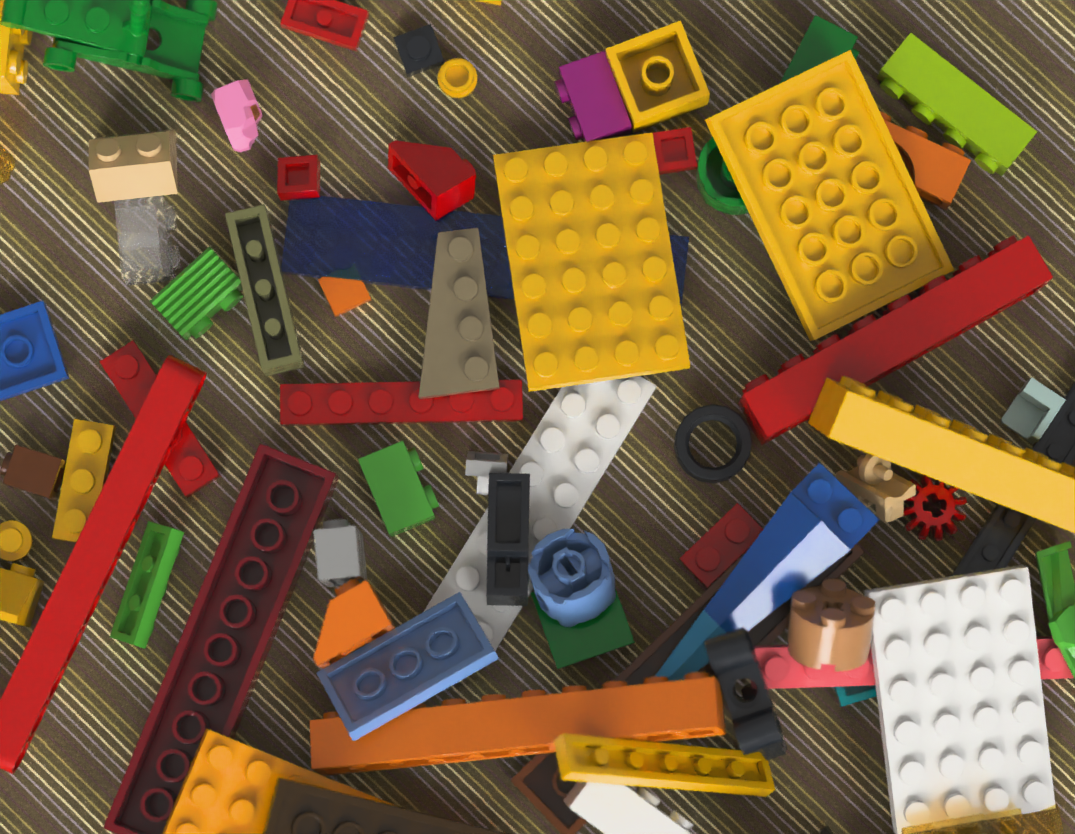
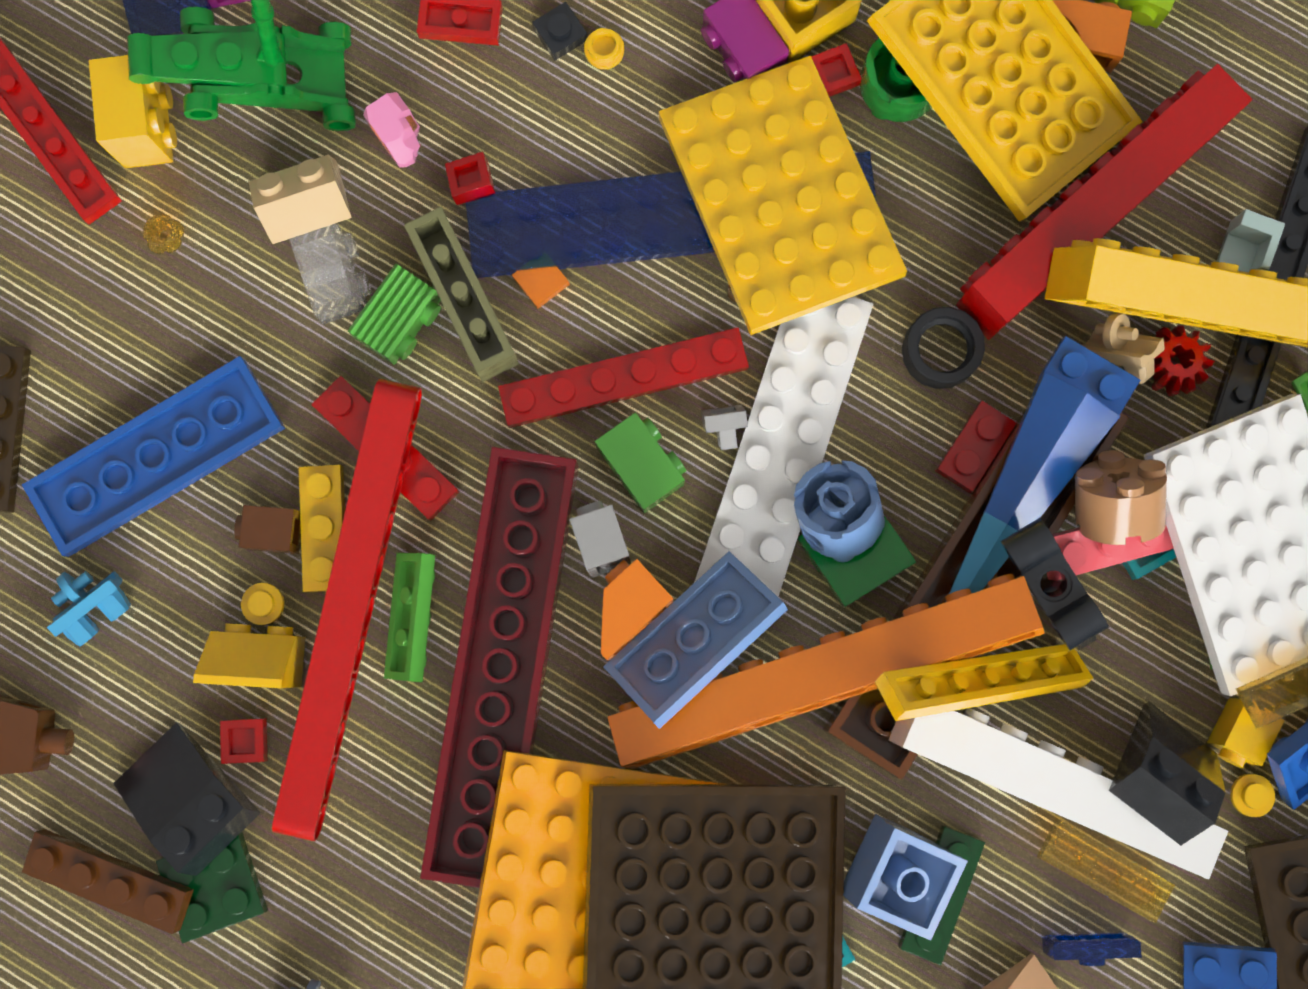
camera: 15 degrees left, 0 degrees up
(432, 175) = (602, 145): red slope -> none
(459, 330) = (666, 291): dark tan wing -> none
(508, 539) = (765, 487): black slope -> none

